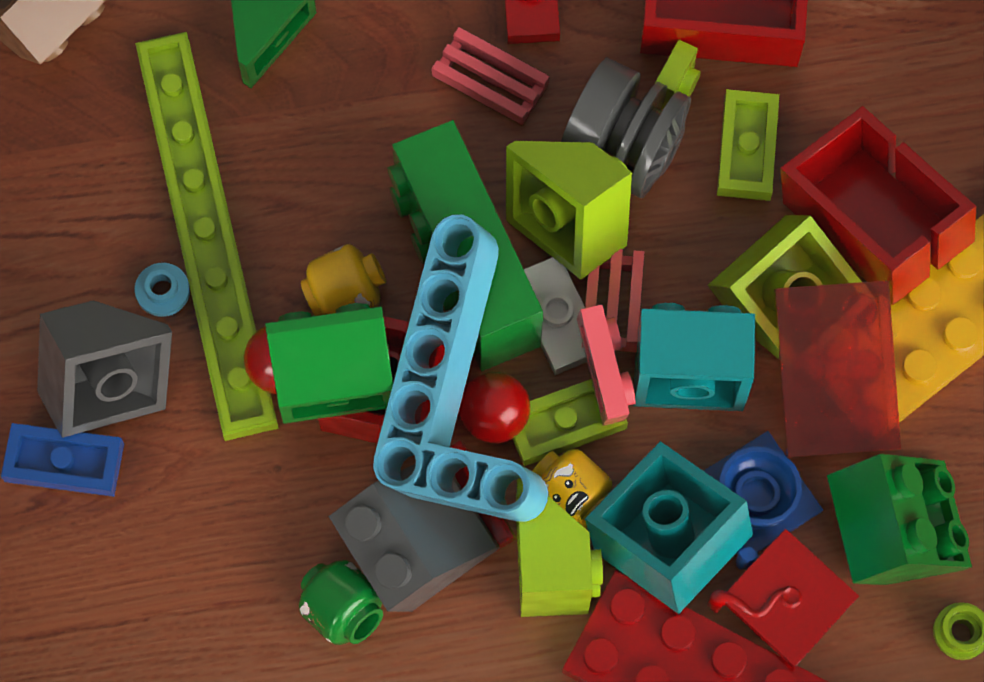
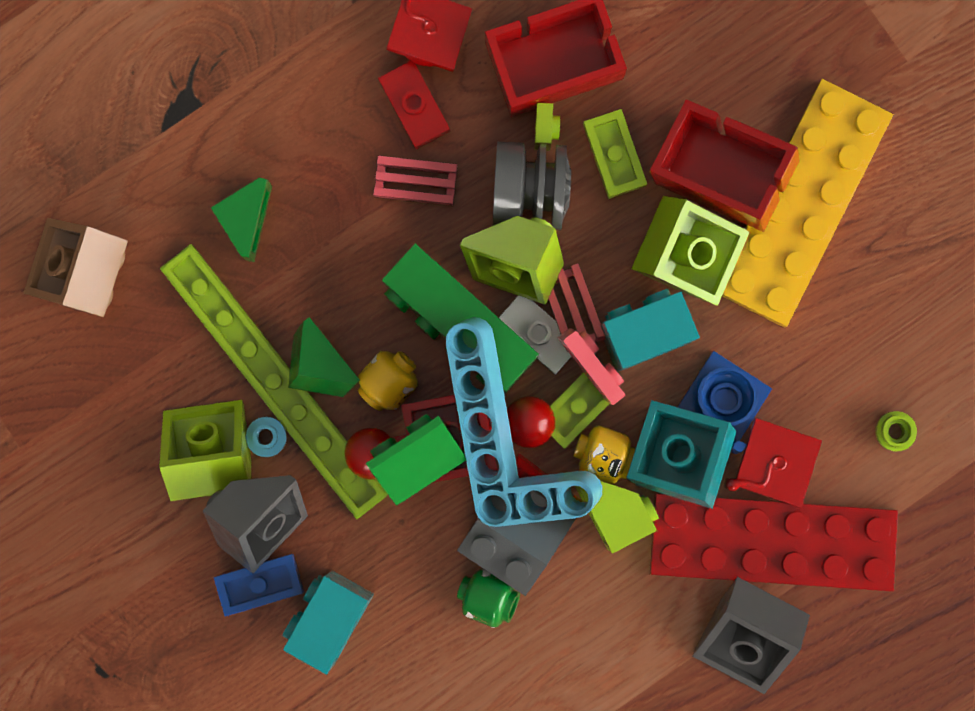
camera: 20 degrees left, 15 degrees up
(76, 262) = (204, 449): none -> lime slope
(125, 530) = (327, 622): none -> teal brick
(269, 231) = (317, 364): none -> green slope
(837, 368) = (747, 296): clear red plate -> none
(899, 519) = (827, 377): green slope -> none

